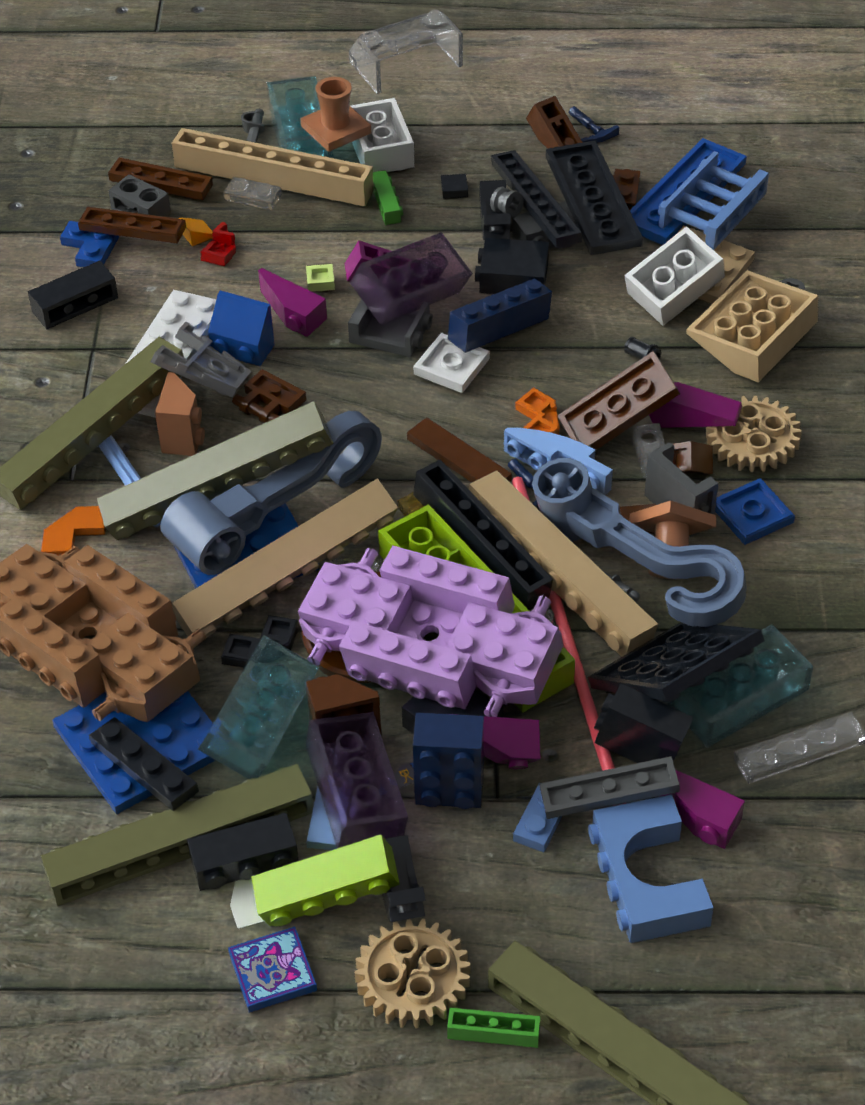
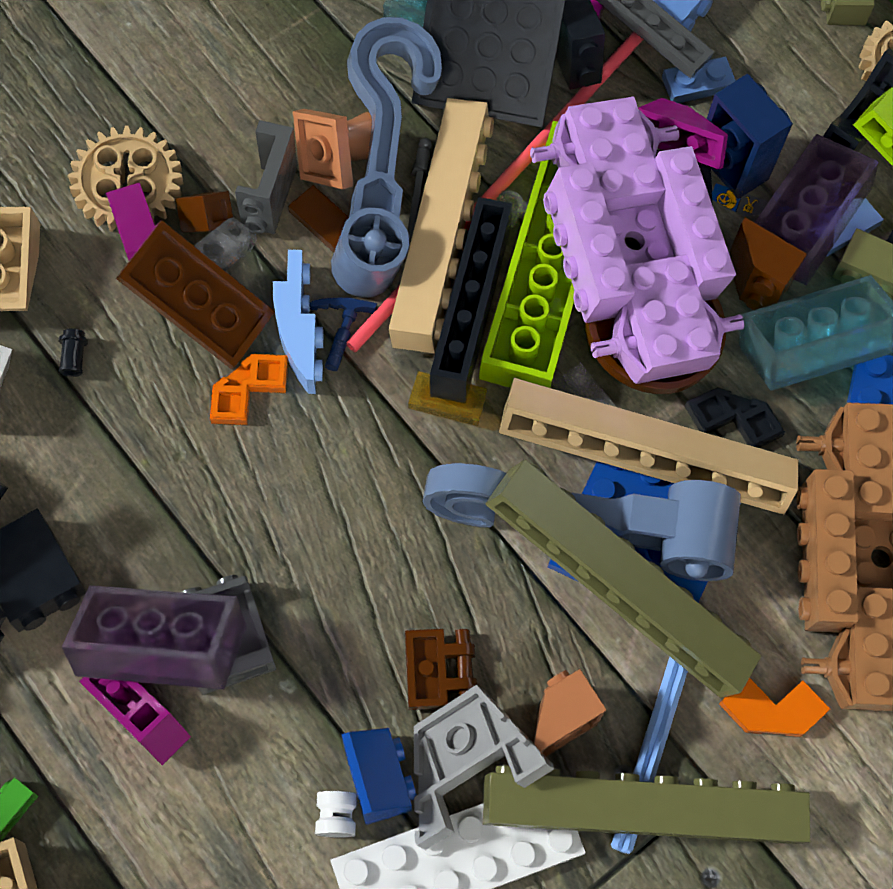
camera: 135 degrees left, 20 degrees up
(295, 305) = (277, 765): magenta slope -> none
(320, 277) = (204, 778): yellowish green plate -> none
(450, 365) = (236, 523): white plate -> none
(453, 451) = (362, 423): reddish brown tile -> none
(499, 315) = (136, 509): dark blue brick -> none
(753, 511) = (224, 131): blue tile -> none

